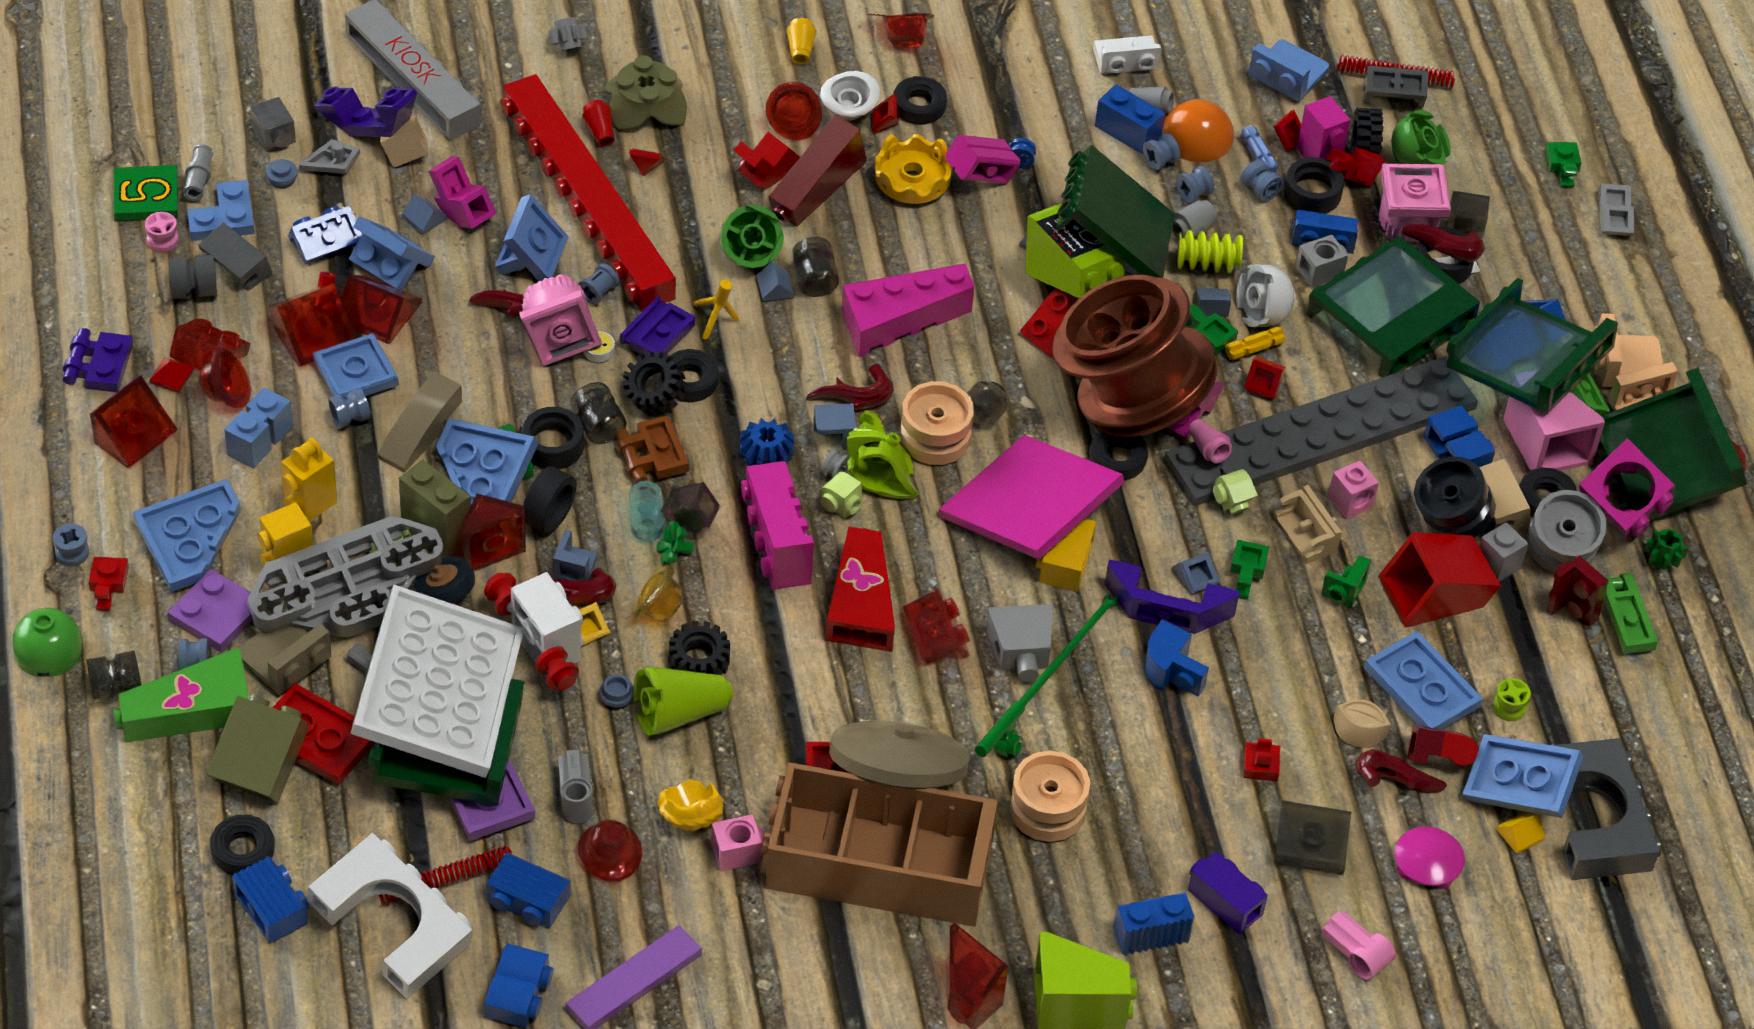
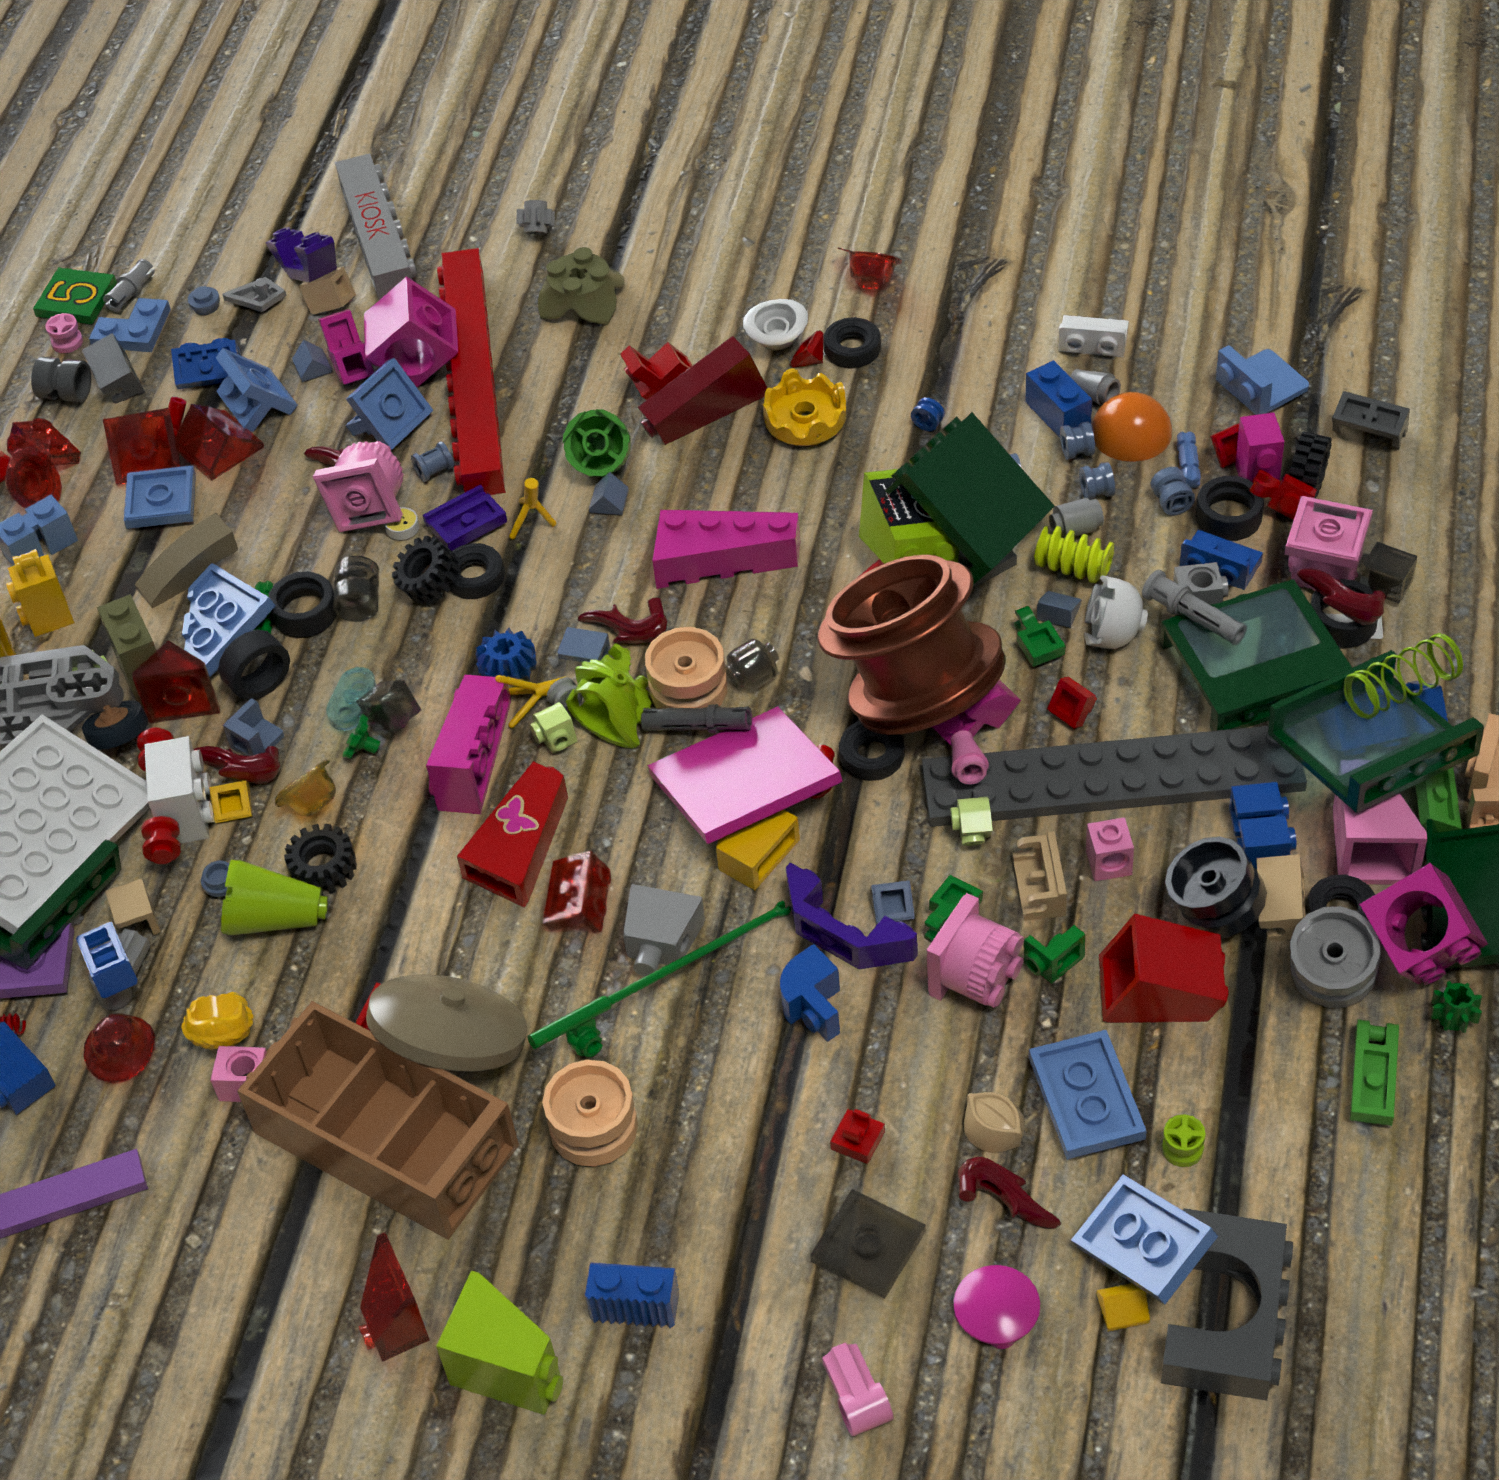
camera: 30 degrees right, 0 degrees up
(273, 124) = (219, 253): flat silver brick -> none
(352, 407) = (133, 533): sand blue wheel -> none
(522, 163) = (412, 329): none -> dark pink brick
(559, 730) = (132, 904): none -> tan panel
(585, 792) = (107, 962): none -> blue slope
(599, 122) = (521, 303): red cone -> none
(646, 160) = (546, 351): red slope -> none
(661, 446) = (402, 640): dark orange plate -> none
(794, 111) = (709, 324): clear red hat -> none
(801, 39) = (762, 261): yellow cone -> none
(807, 468) = (525, 687): none -> yellow plant
(815, 266) = (651, 486): clear smoke wheel -> none
(962, 460) = (706, 718): none -> dark grey pin
(982, 159) = (876, 411): dark pink brick -> none
(1227, 891) = (735, 1280): dark purple brick -> none
(1255, 343) = (1082, 663): yellow axle -> none
(1294, 598) = (973, 956): none -> bright pink piece
(1321, 272) = (1181, 601): none -> light grey pin
(1363, 64) = (1440, 429): red piece -> none
(1419, 140) = (1368, 481): bright green cylinder -> none
(1441, 743) = (1069, 1171): leg -> none
(1504, 550) = (1250, 962): light grey brick -> none
(1509, 301) = (1371, 690): none -> lime piece
(1579, 589) = (1314, 1024): dark red bracket -> none

